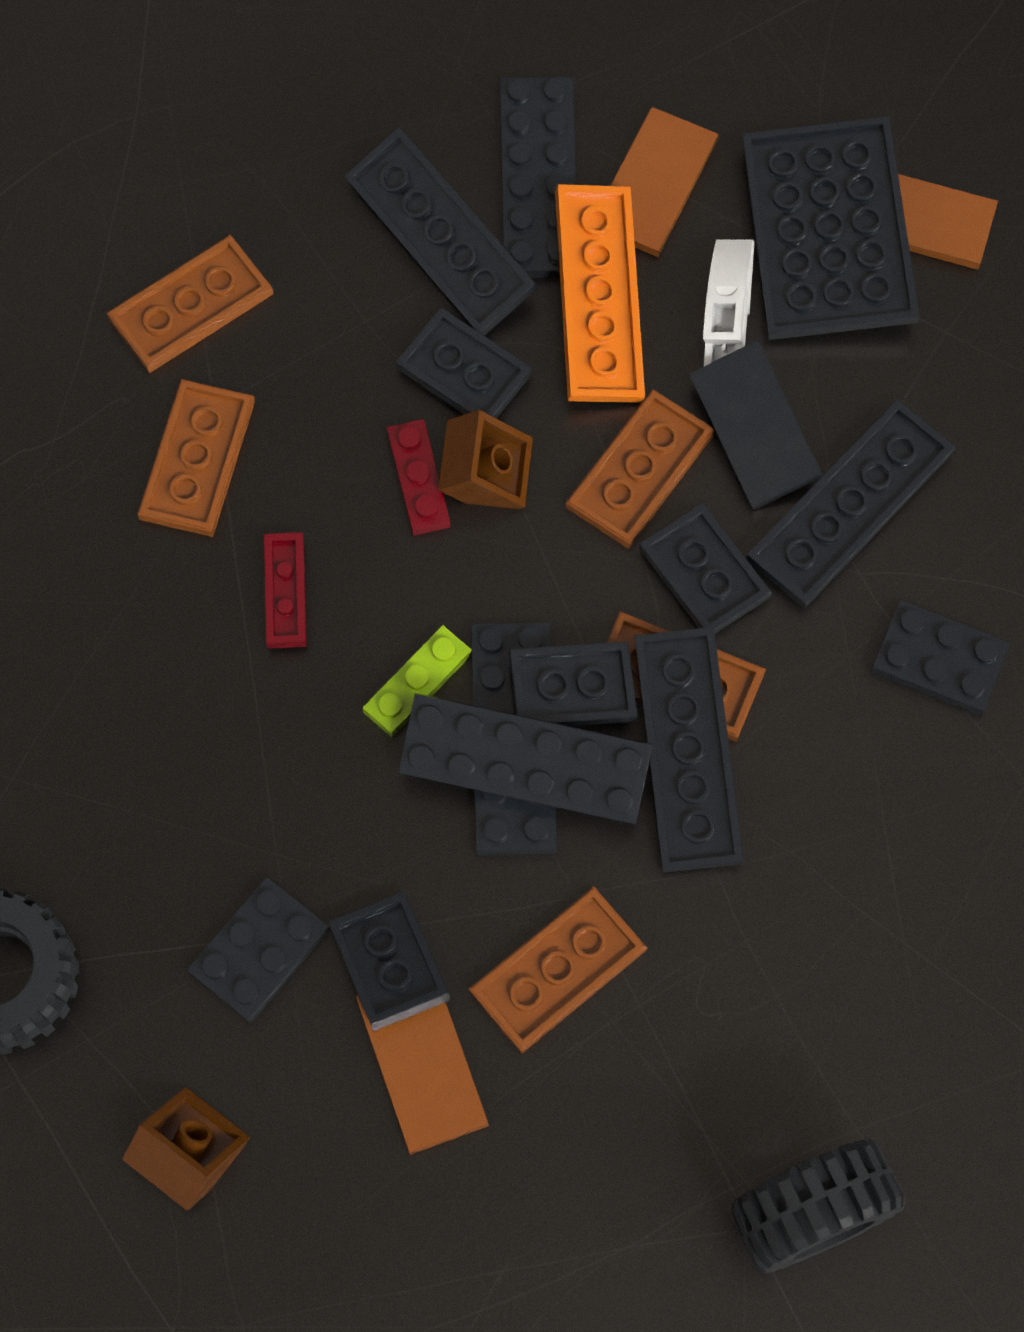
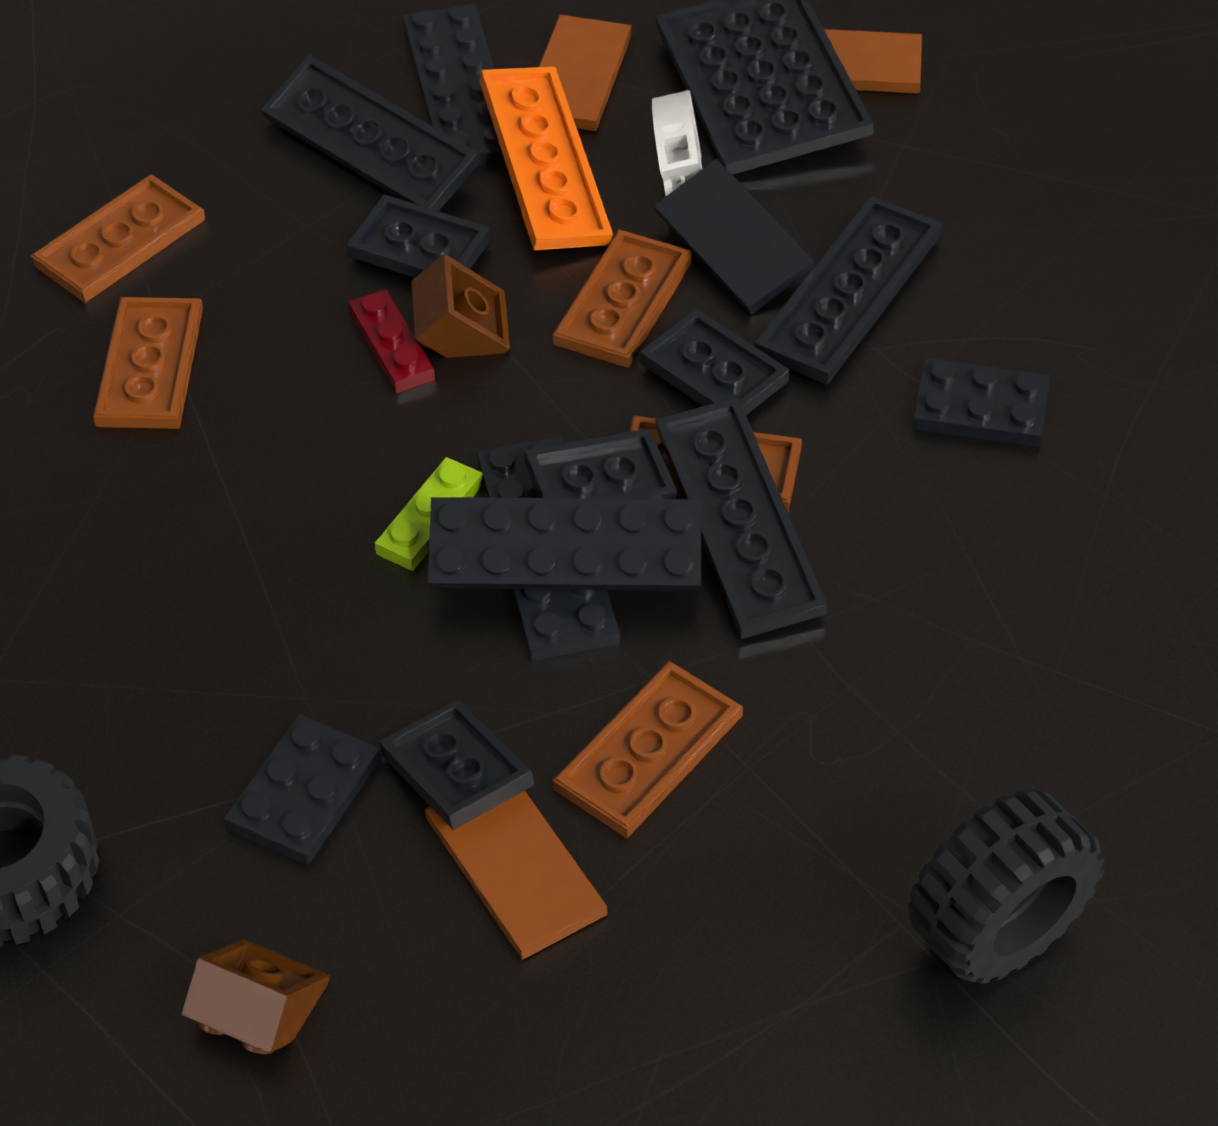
camera: 10 degrees left, 20 degrees down
(285, 590) = (268, 455): dark red plate -> none

